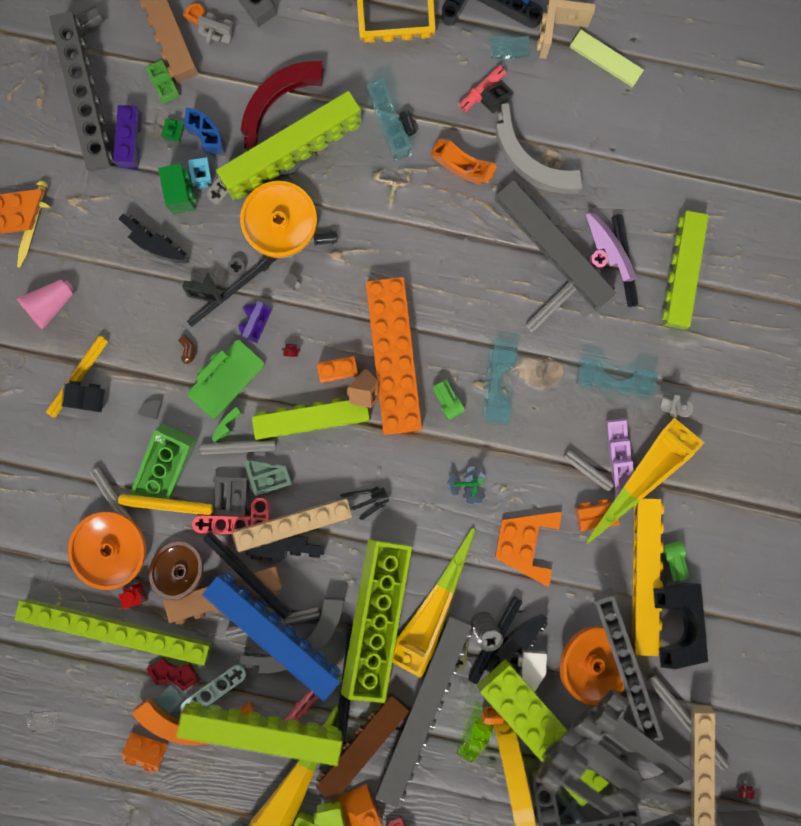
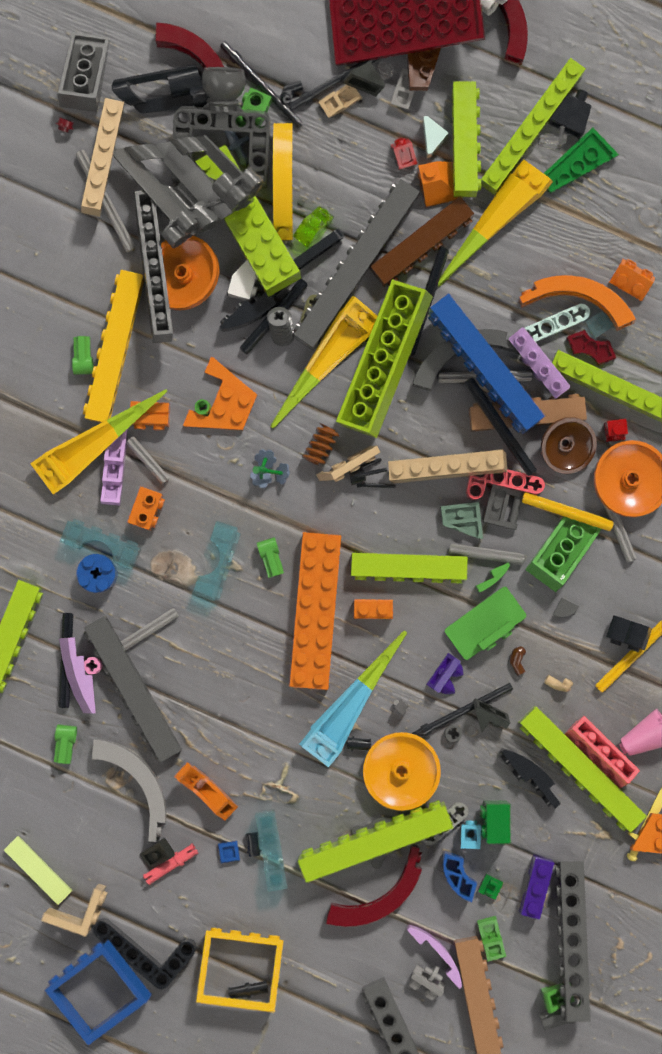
camera: 175 degrees left, 0 degrees up
(87, 276) = (602, 752): none -> coral brick
(93, 37) = (552, 997): none -> bright green slope
(101, 255) = (585, 772): none -> lime brick
(135, 333) = (557, 685): none -> tan arm
(193, 12) = (445, 1003): orange tile -> none
(220, 648) = (538, 361): none -> lavender bracket
(227, 70) = (421, 935): none -> lavender slope
(260, 733) = (515, 275): lime brick -> none
(278, 549) = (449, 446): black slope -> none
(290, 350) = (415, 638): dark red plate -> none
(302, 708) = (474, 290): coral pin -> none
(353, 247) = (334, 726): none -> medium azure plate
(364, 390) = (351, 582): medium nougat slope -> none
(385, 509) = (339, 469): none -> tan wing
(421, 520) = (320, 445): none -> dark orange piece
(429, 112) = (229, 851): none -> blue tile
(464, 718) = (319, 248): none -> black beam
(491, 716) = (293, 245): orange tile -> none
(510, 48) = (133, 901): clear light blue slope -> none
(548, 537) = (200, 404): none -> bright green hinge
(580, 422) = (146, 508): none -> orange brick
(609, 186) = (65, 738): none -> bright green piece
(623, 343) = (87, 579): none -> blue brick
(677, 406) = (48, 503): light grey hips -> none
(692, 646) = (85, 271): black arch -> none

